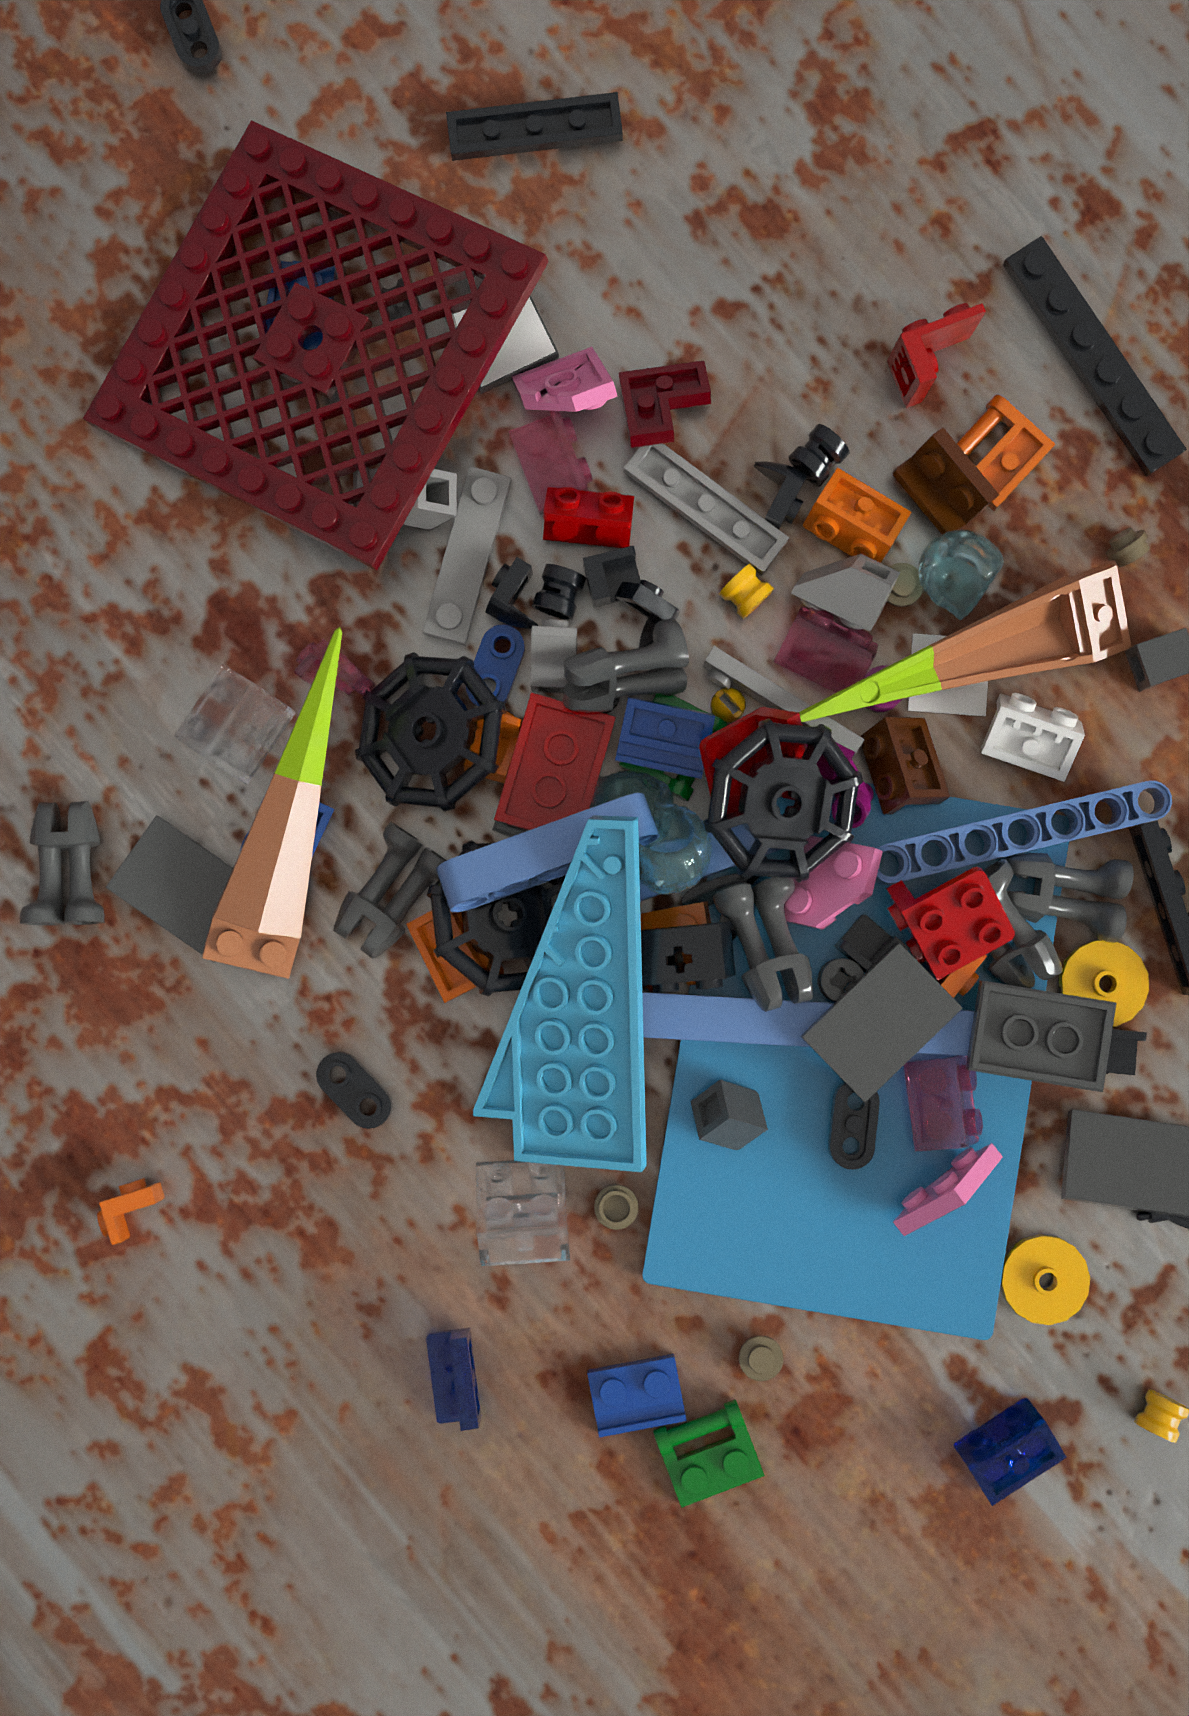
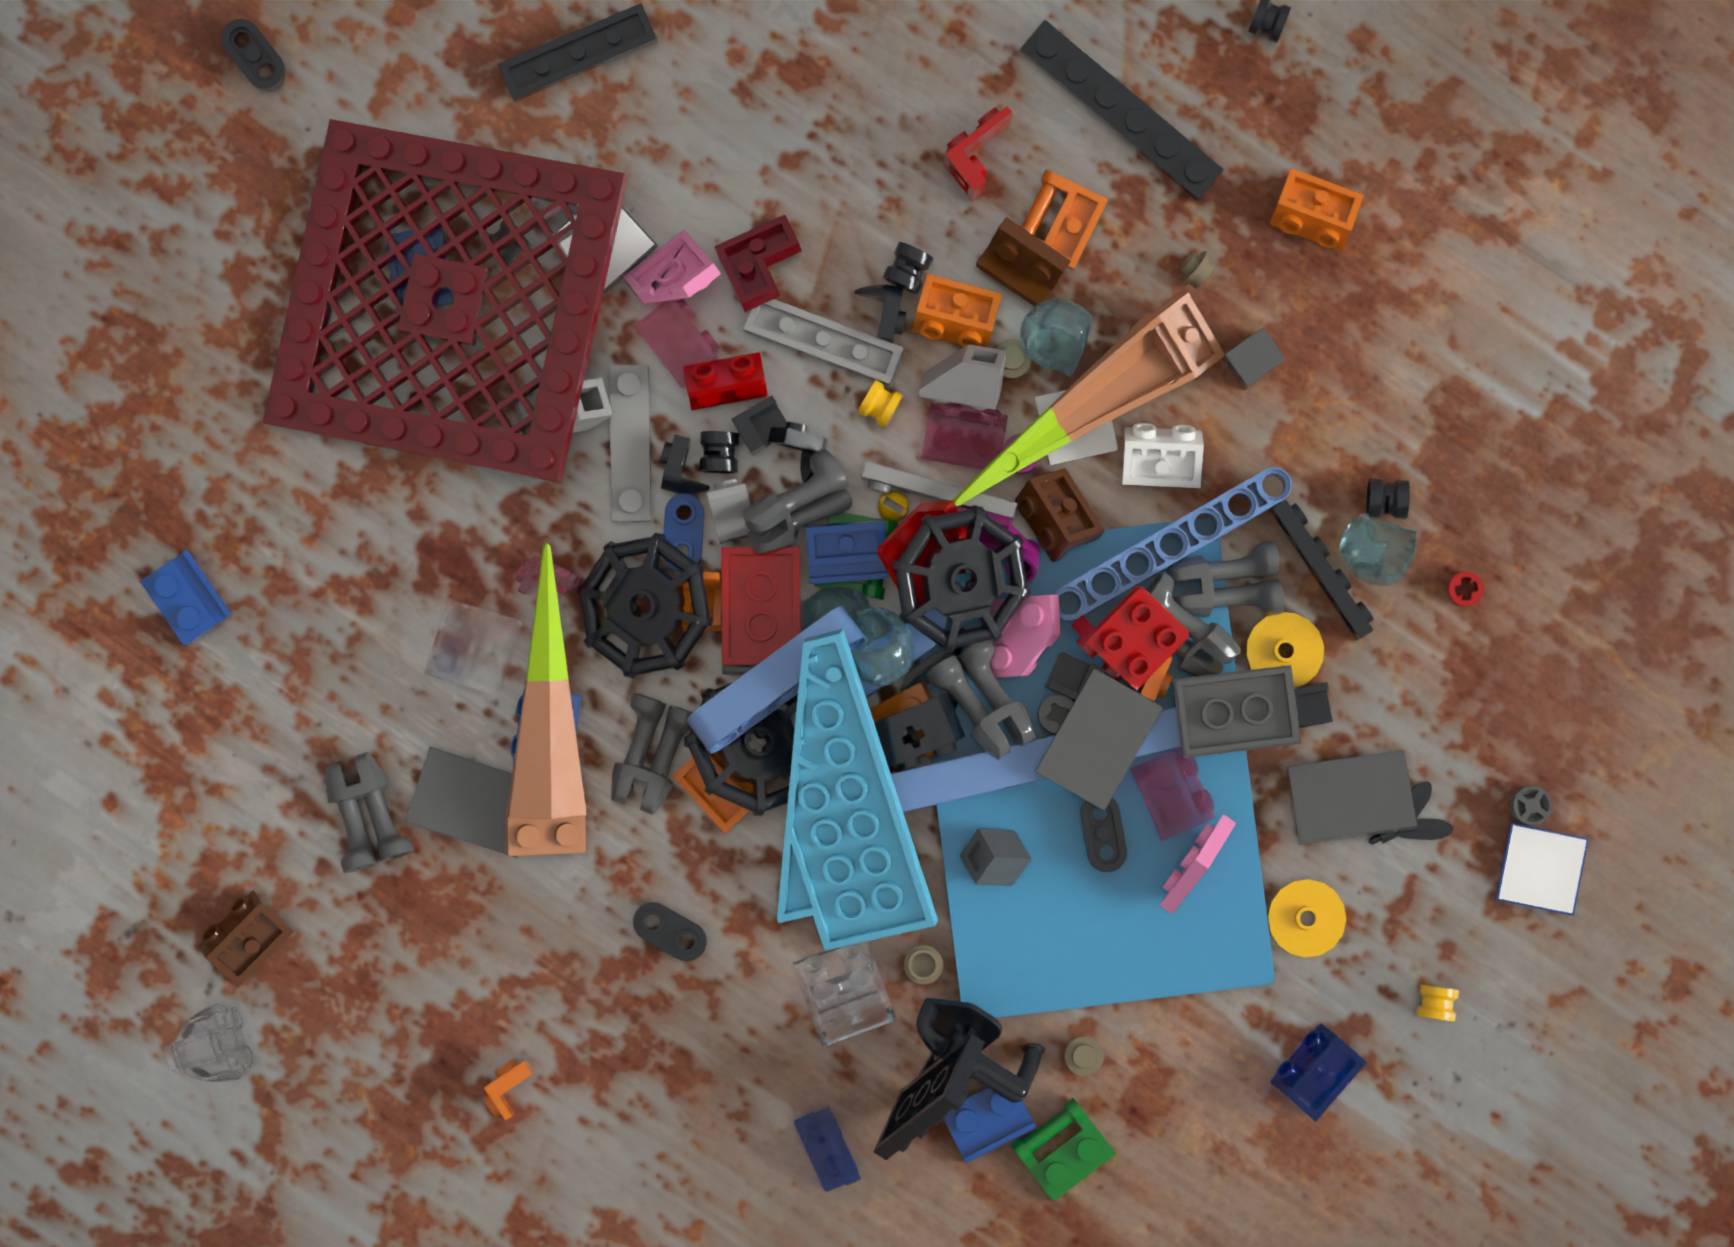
camera: 15 degrees left, 0 degrees up
(613, 1338) = (955, 1037): none -> black plate

